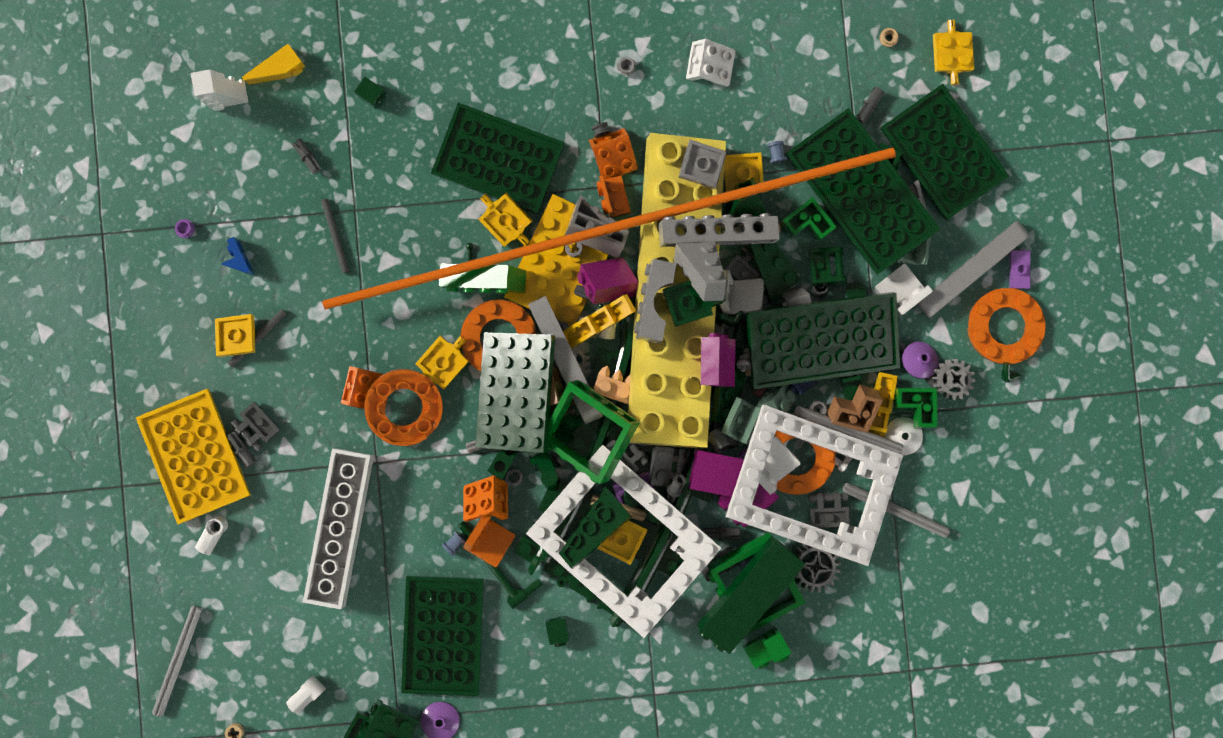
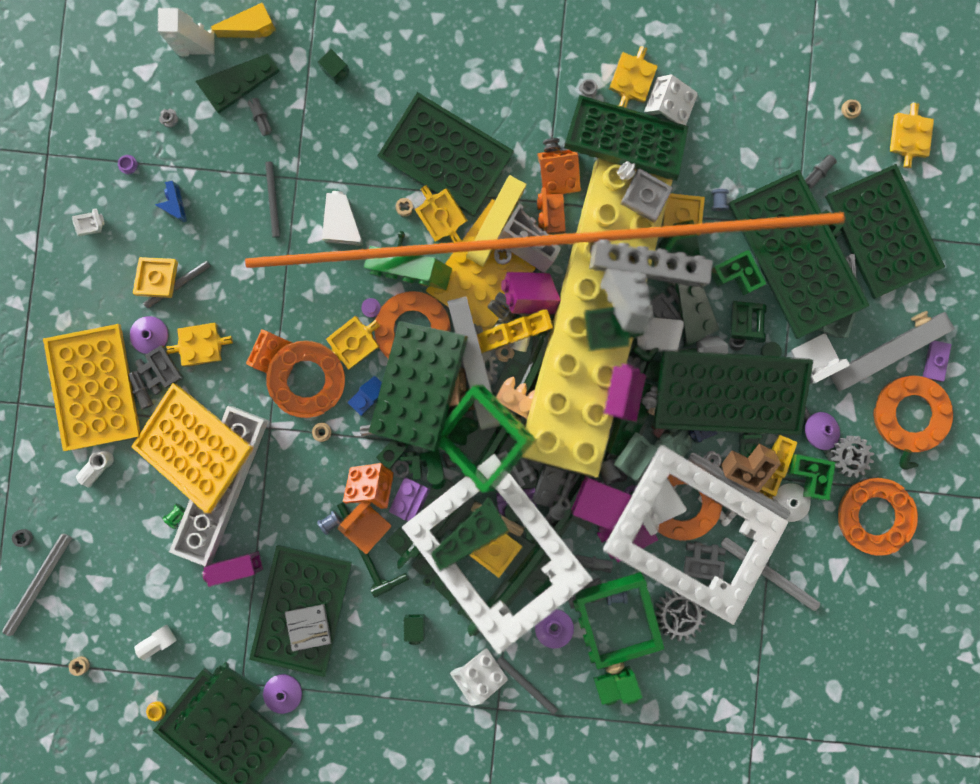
camera: 15 degrees right, 0 degrees up
(148, 621) = (16, 540): none -> dark grey bush
(157, 294) = (88, 223): none -> white bracket
(216, 179) = (168, 122): none -> light grey plate
(247, 389) = (157, 334): none -> medium lavender dish
(273, 128) = (235, 82): none -> dark green wing
(291, 393) = (199, 344): none -> yellow plate
(300, 567) = (174, 516): none -> green bush
(305, 496) = (192, 448): none -> yellow plate
(368, 607) = (232, 569): none -> magenta brick
(406, 244) = (340, 221): none -> white slope
(422, 456) = (315, 432): none -> tan plate
(453, 324) = (370, 307): none -> medium lavender plate
(453, 650) = (308, 627): none -> light grey tile
(465, 213) = (403, 201): none -> tan bush
(466, 412) = (366, 396): none -> blue slope
(528, 473) = (416, 467): none -> dark green bracket
(528, 506) = (409, 499): none -> medium lavender plate
(561, 211) = (498, 217): none -> light yellow beam
(585, 306) = (502, 313): none -> dark grey axle
(594, 349) = (504, 358): none -> tan plate
(630, 667) = (479, 678): none -> white bracket
(650, 325) = (565, 344): light grey arch -> none
(668, 47) = (633, 77): none -> yellow plate
(673, 109) = (627, 135): none -> dark green plate
(678, 144) = (626, 171): none -> white plate
(678, 665) = (527, 685): none -> dark grey bar
(694, 614) = (561, 635): none -> medium lavender dish
(750, 595) = (612, 632): dark green brick -> none
(761, 632) = (615, 669): none -> tan plate
(996, 231) = (921, 318): none -> tan bush
(1016, 426) = (905, 516): none -> orange plate

